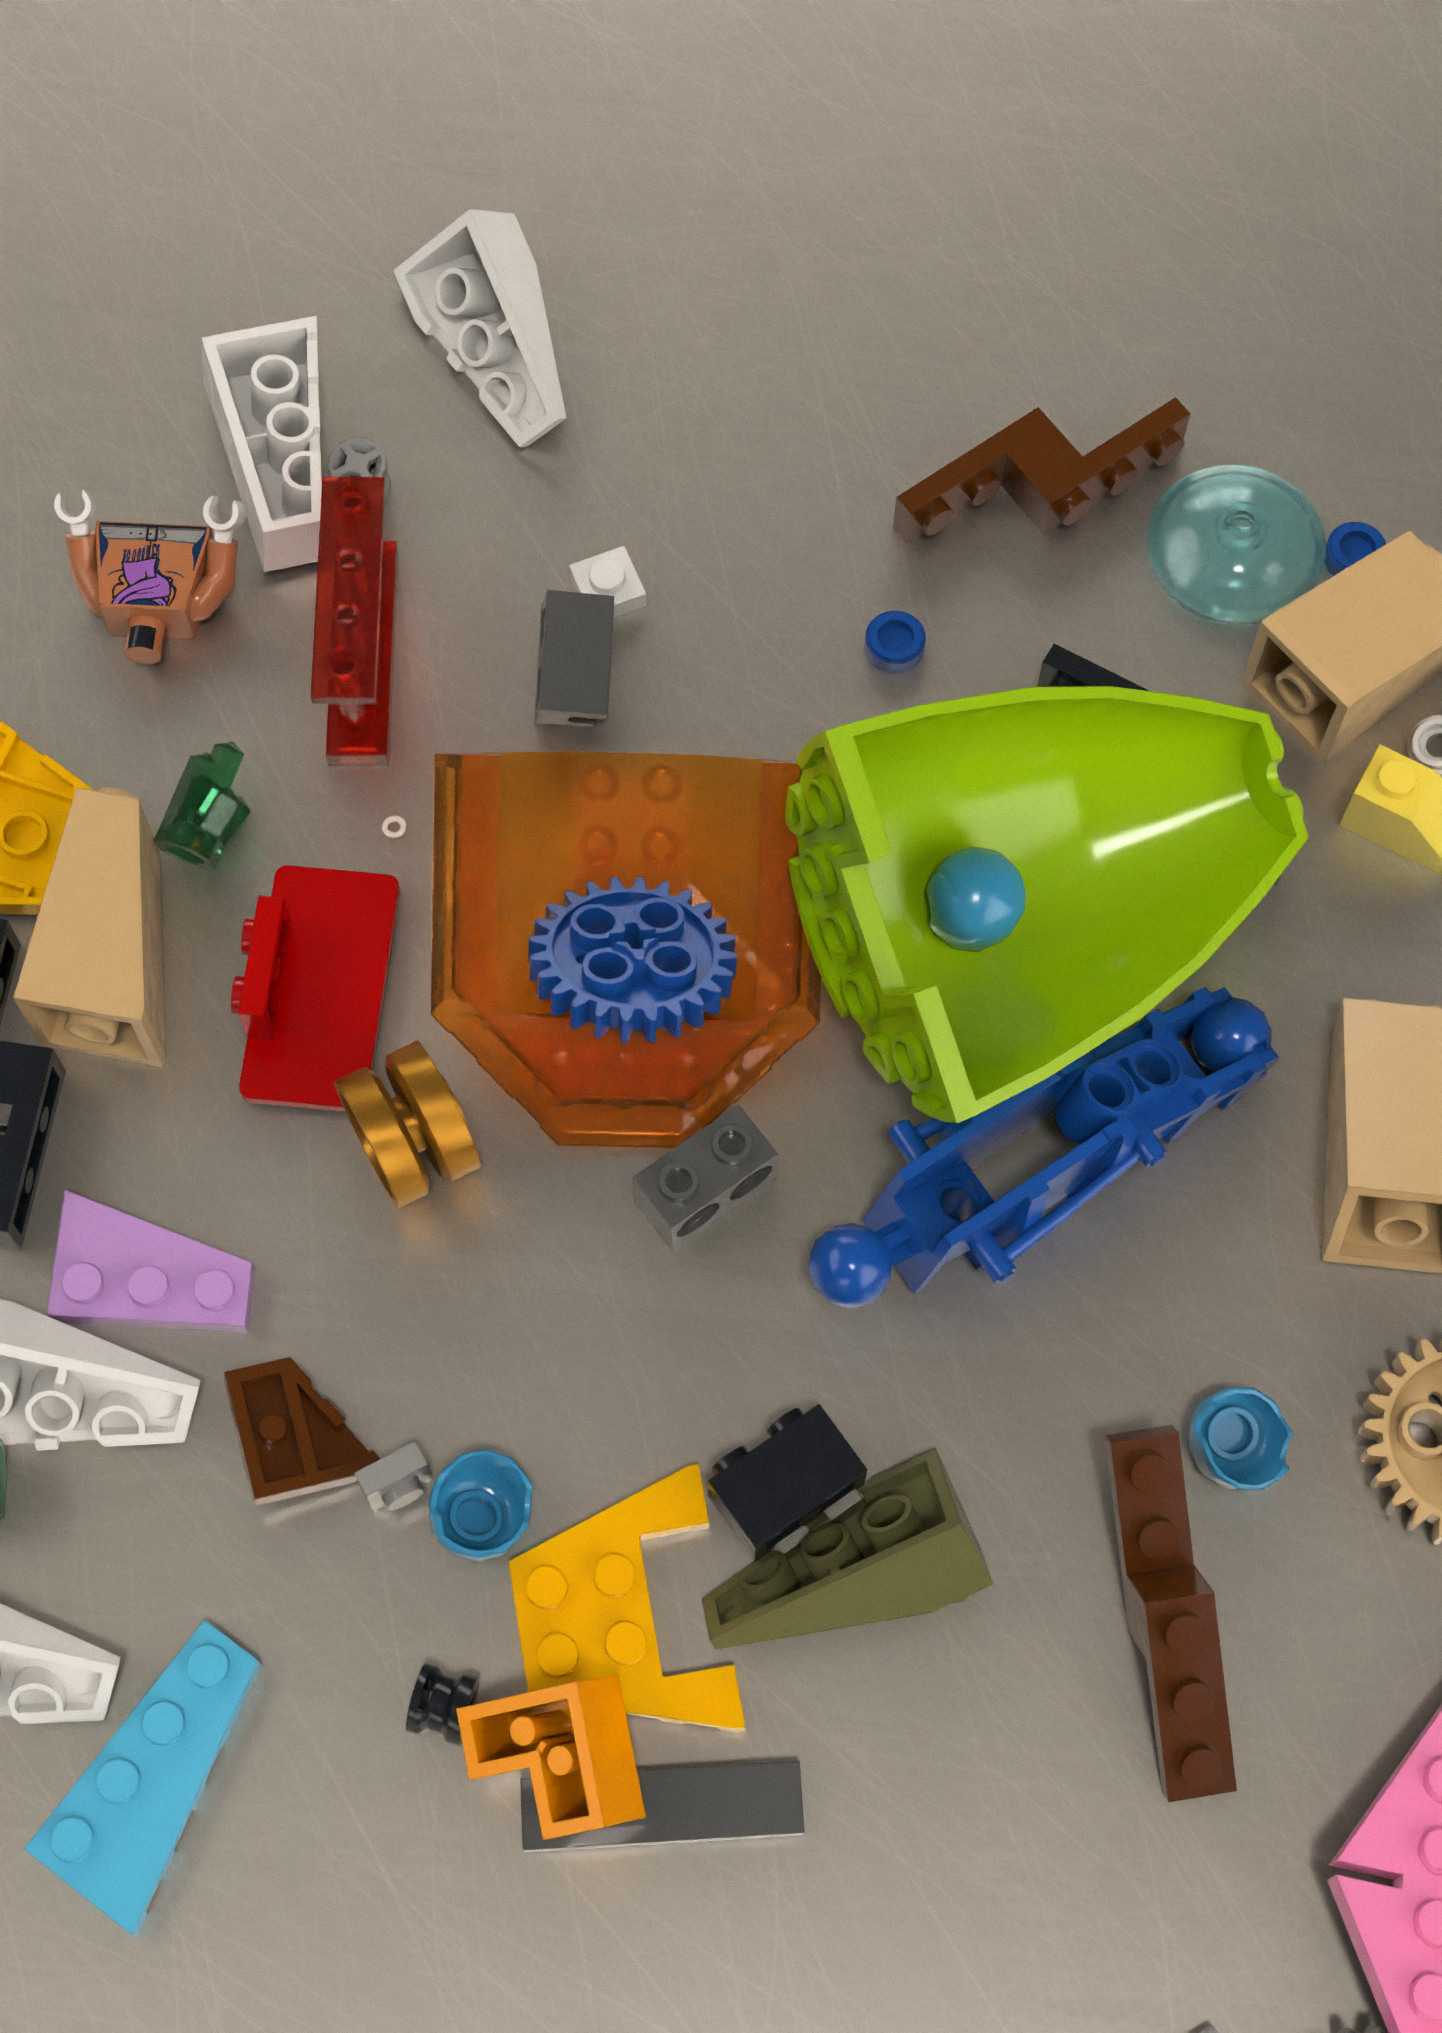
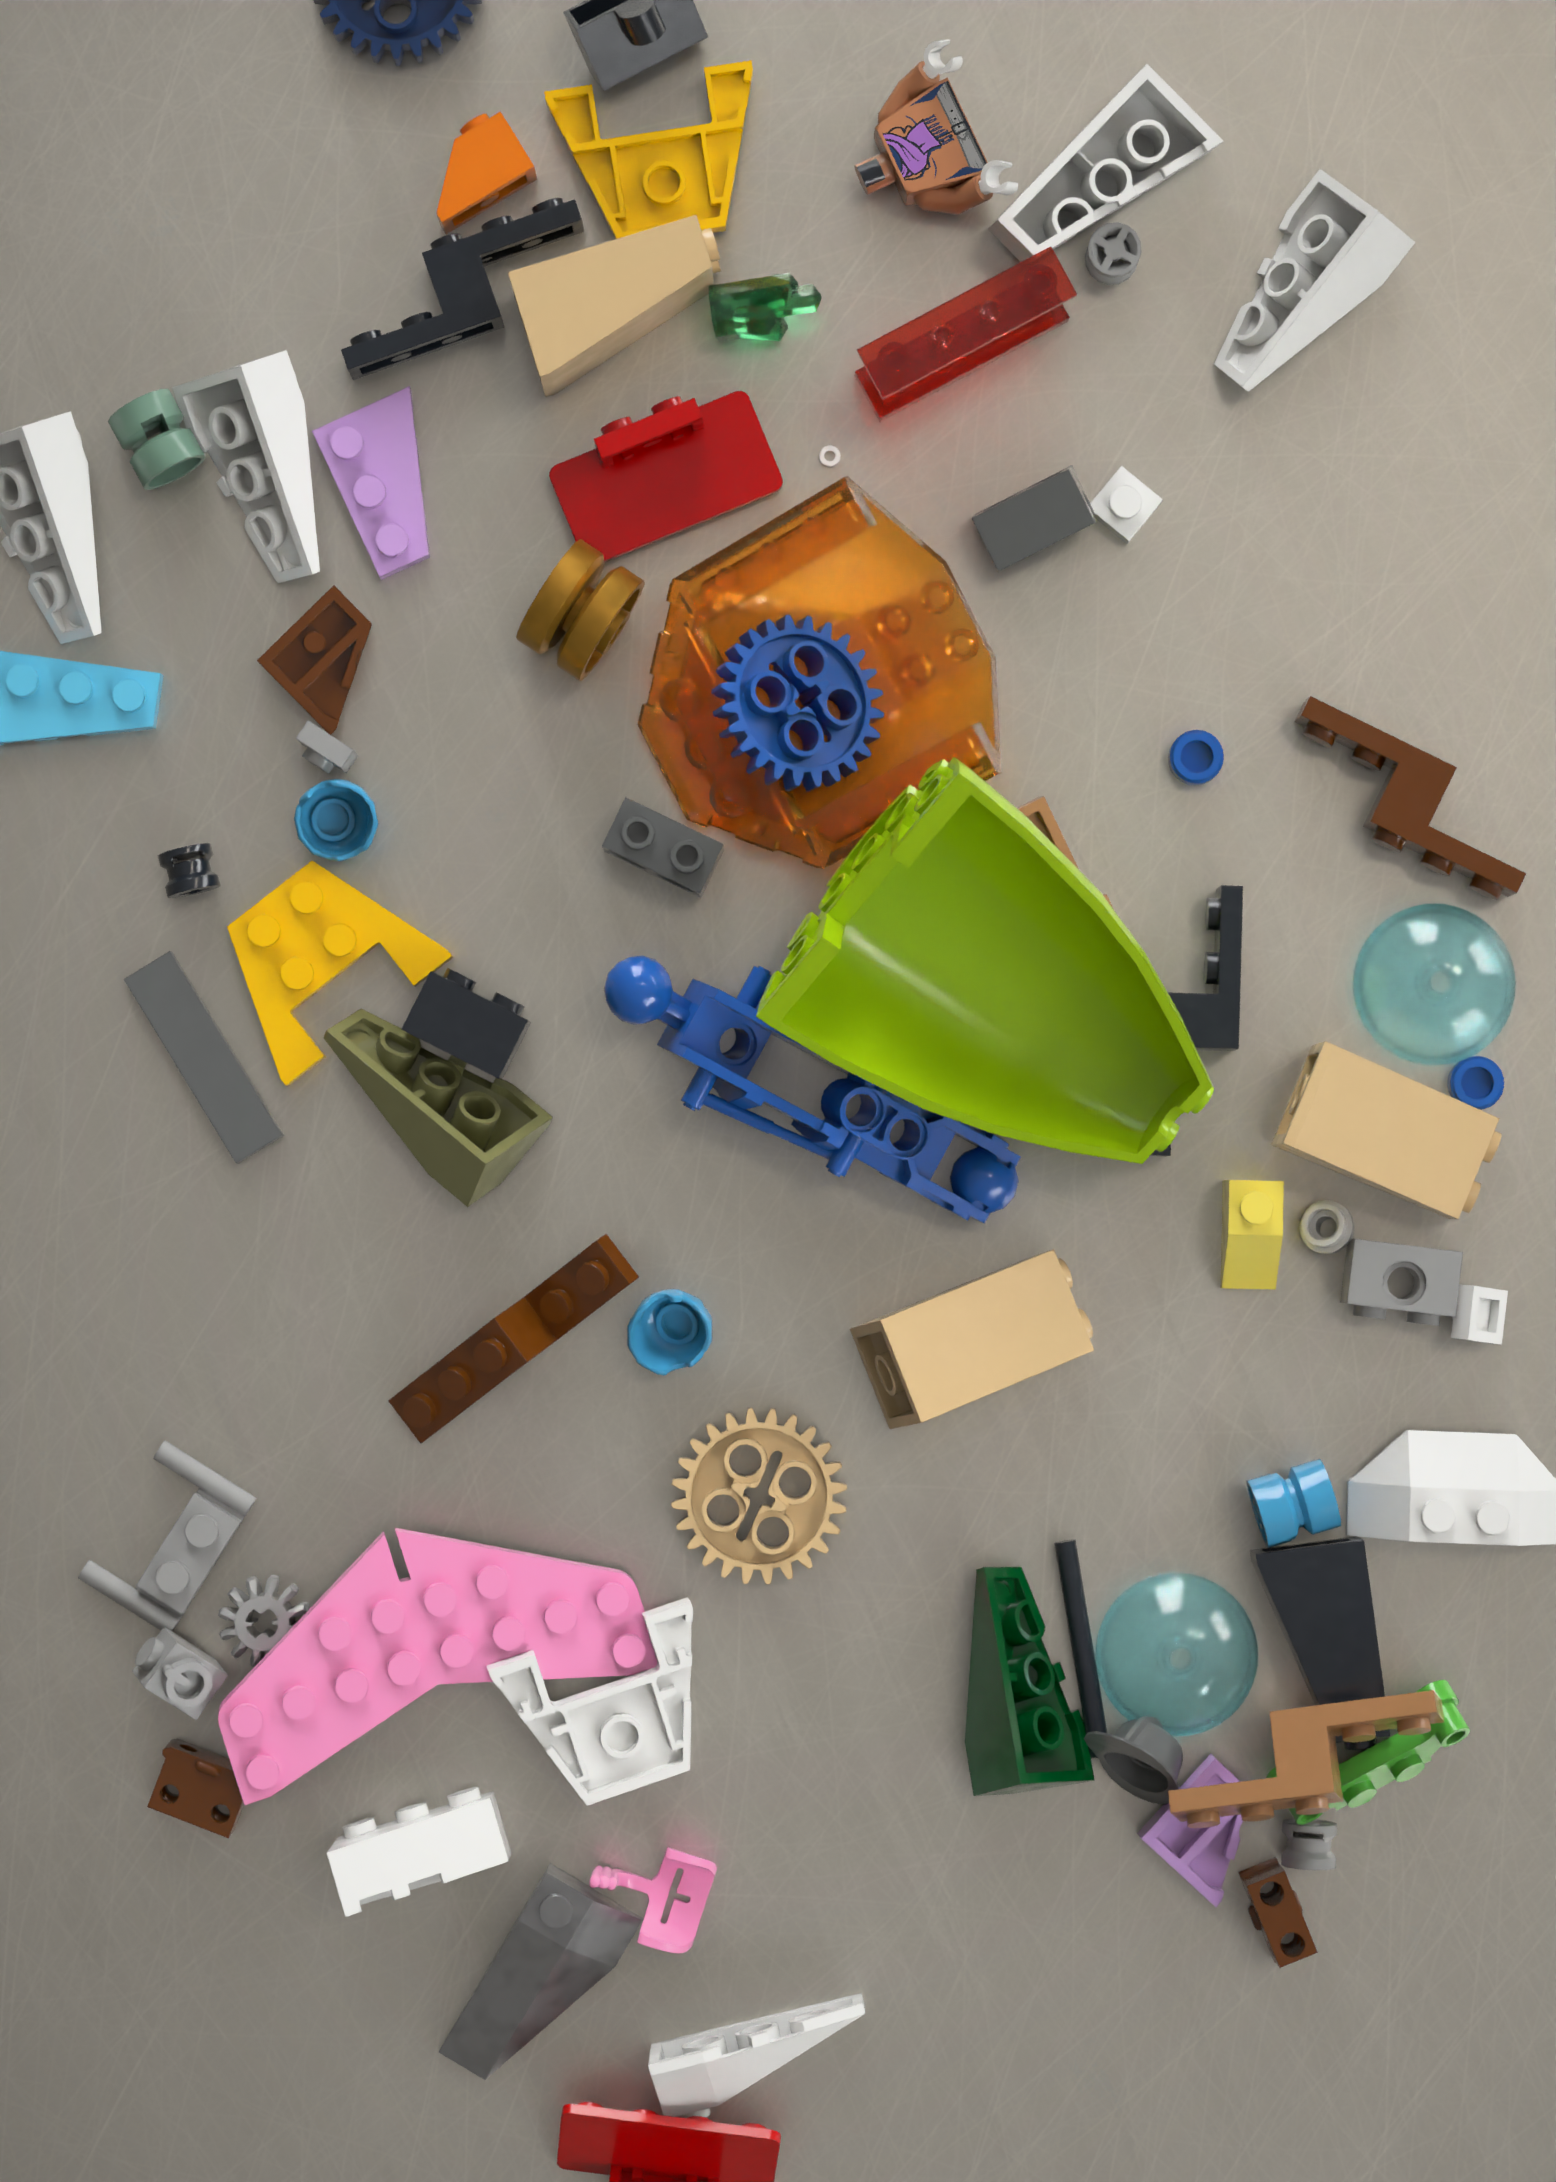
camera: 60 degrees right, 20 degrees up
(572, 1743) = (199, 976): light orange brick -> none
(975, 898) = (966, 937): dark azure hair -> none

